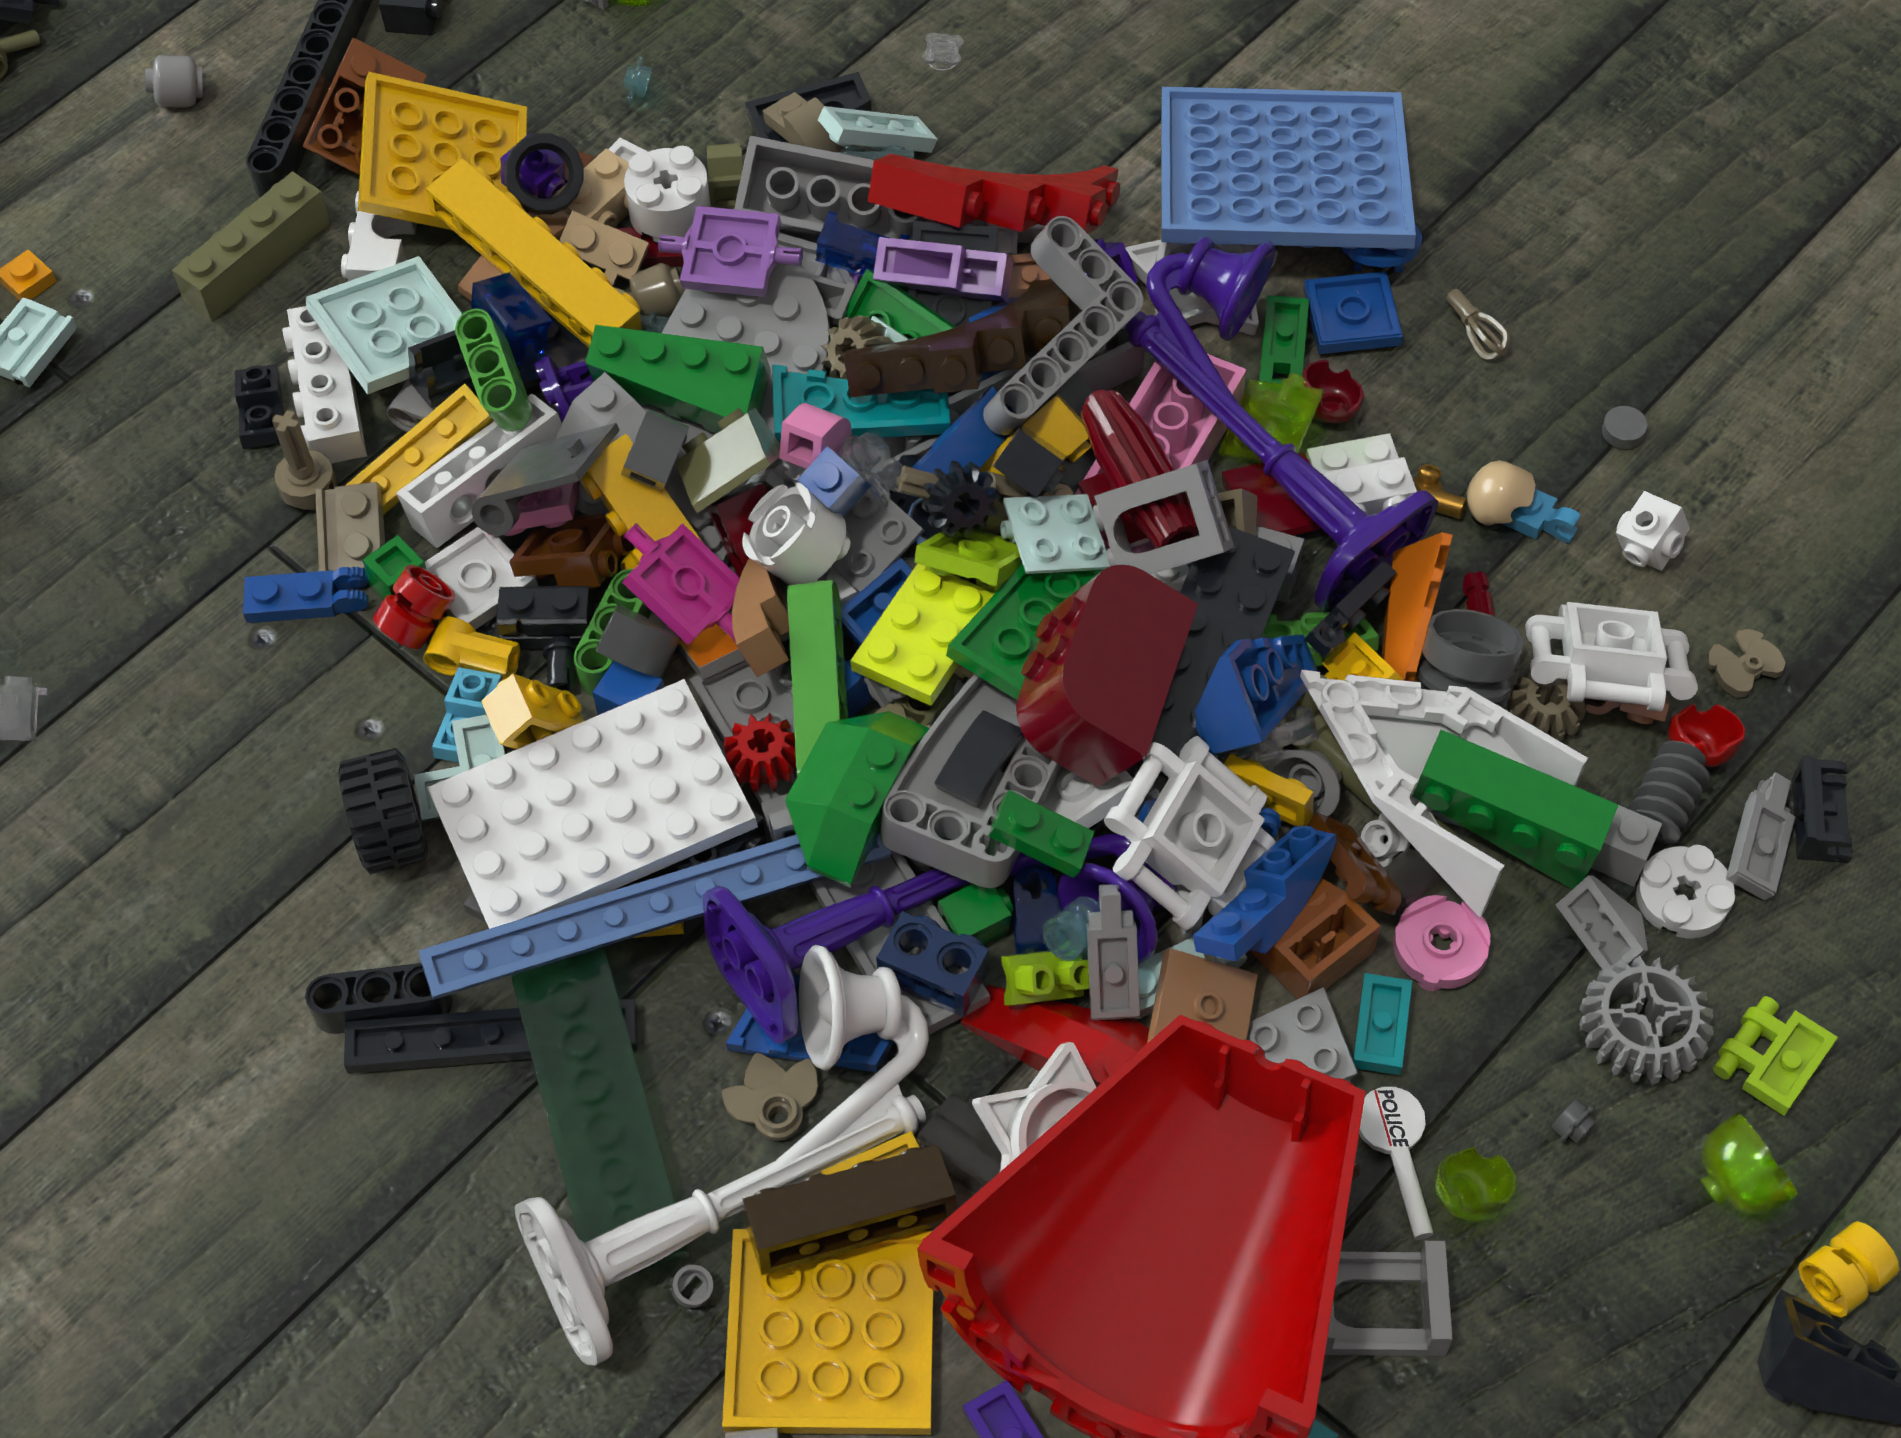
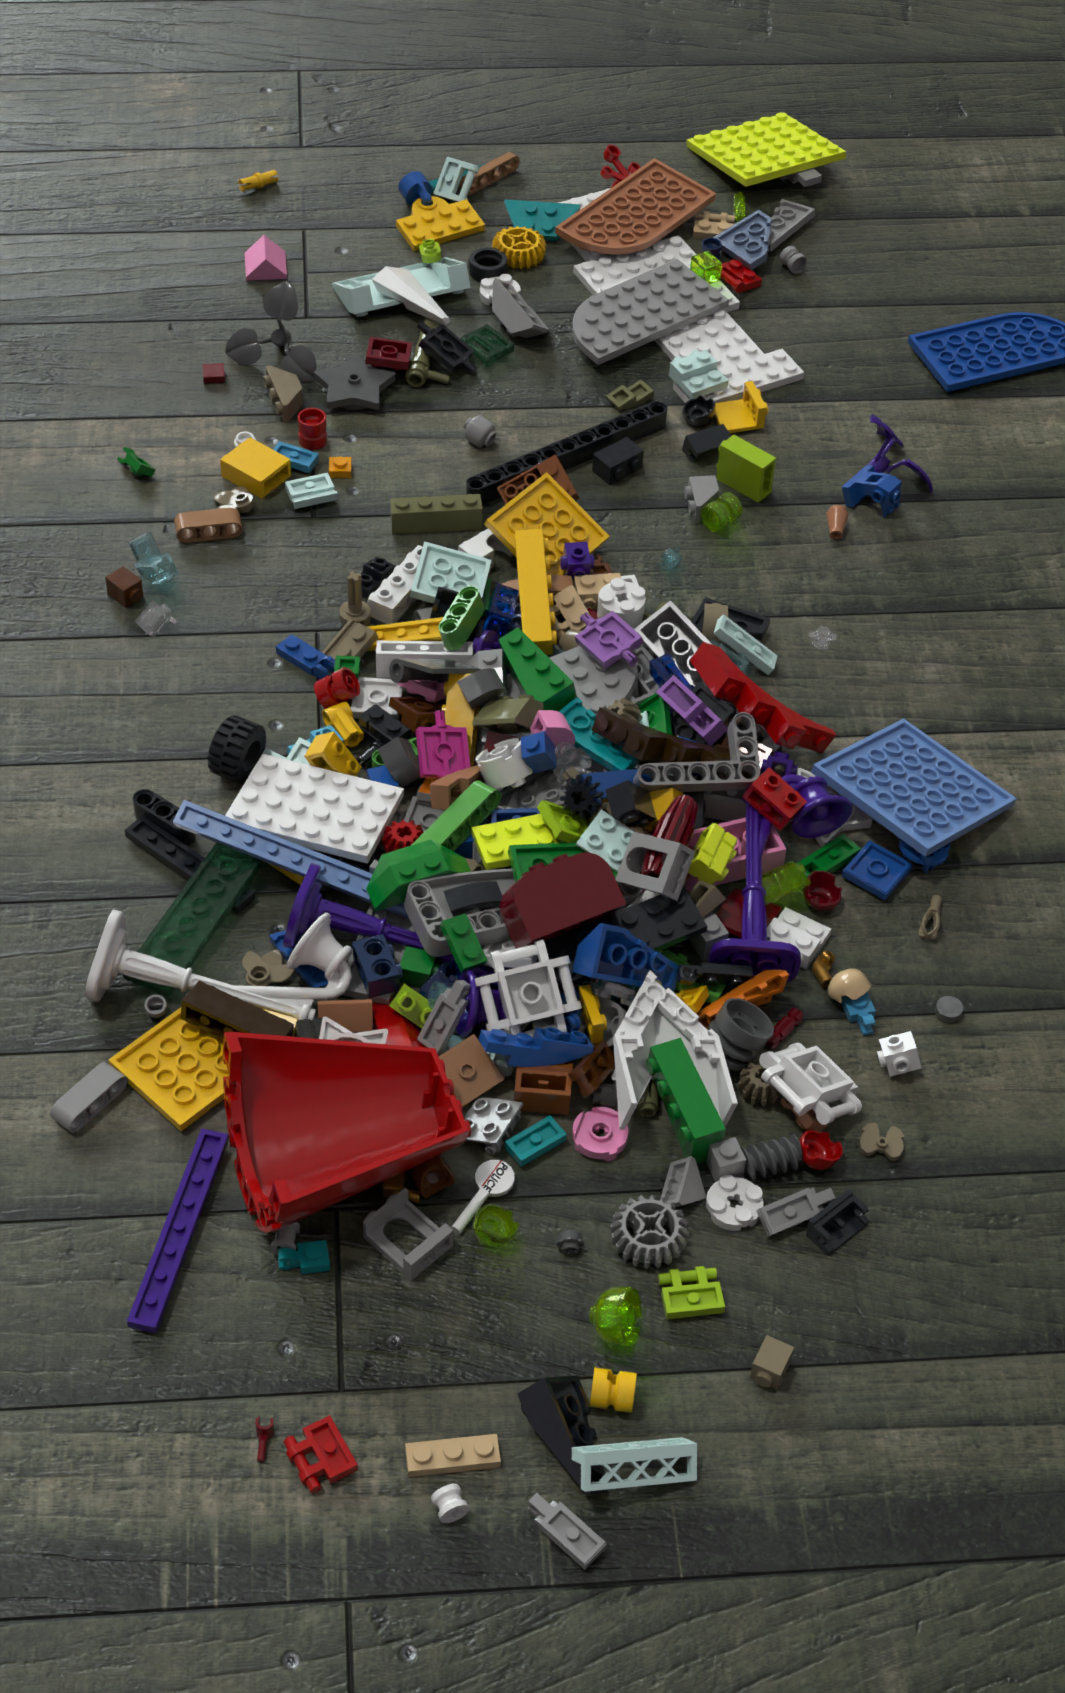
camera: 40 degrees right, 10 degrees down
(566, 151) = (559, 549): black tyre -> none
(958, 1066) = (351, 1014): none -> nougat slope
(1188, 311) = (774, 799): none -> red brick
(1190, 439) = (712, 854): none -> neon yellow brick

